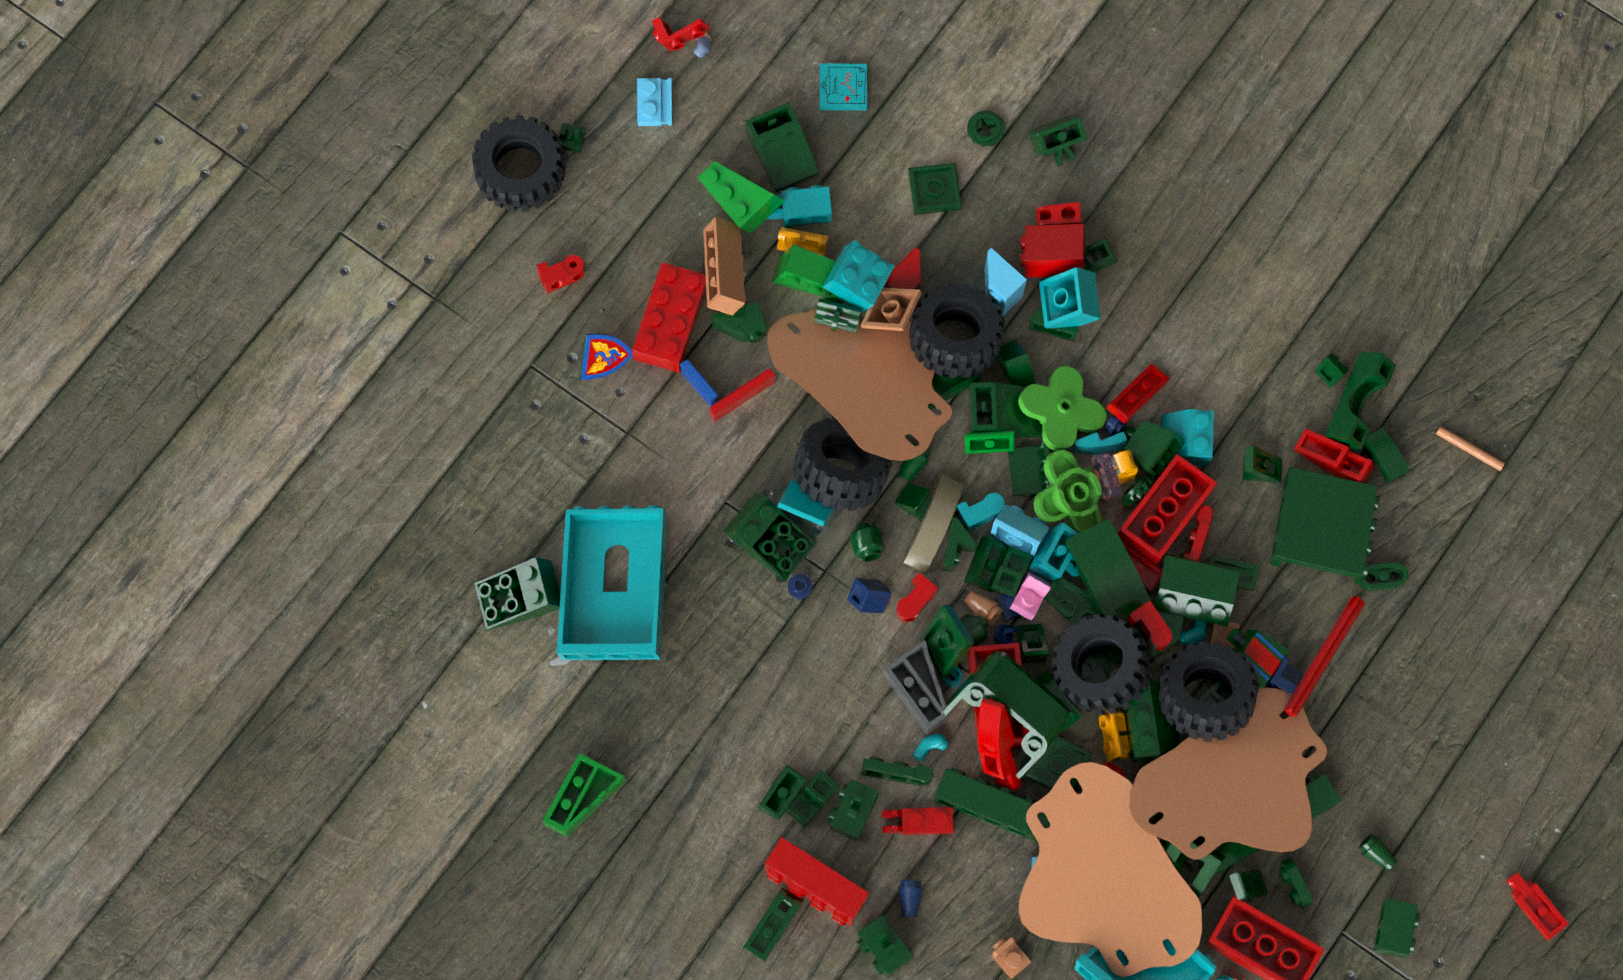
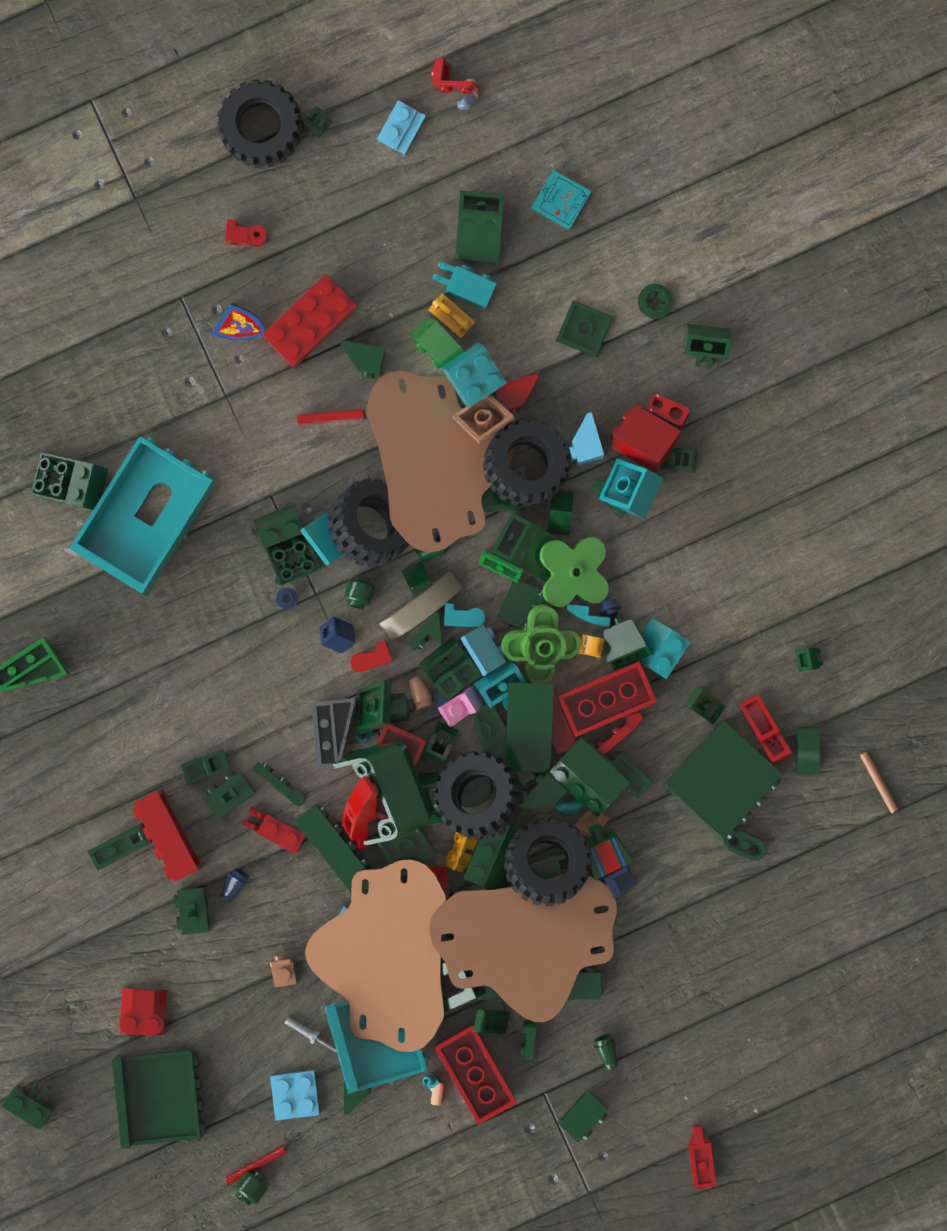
camera: 35 degrees right, 15 degrees up
(699, 382) = (302, 389): blue tile -> none
(724, 266) = (373, 305): nougat brick -> none
(740, 198) = (419, 251): green wedge -> none
(782, 793) = (182, 751): dark green slope -> none
(837, 315) = (441, 395): dark green hips -> none
(928, 743) = (318, 776): teal arm -> none
(1004, 634) = (422, 726): dark blue plate -> none
(1105, 472) = (575, 645): beam -> none
(1136, 490) = (592, 670): dark green gear -> none
(1138, 393) = (642, 592): red tile -> none
(1152, 625) = (537, 781): red leg -> none
(1324, 656) = (658, 882): red axle -> none
(1368, 375) = (831, 681): dark green arch -> none

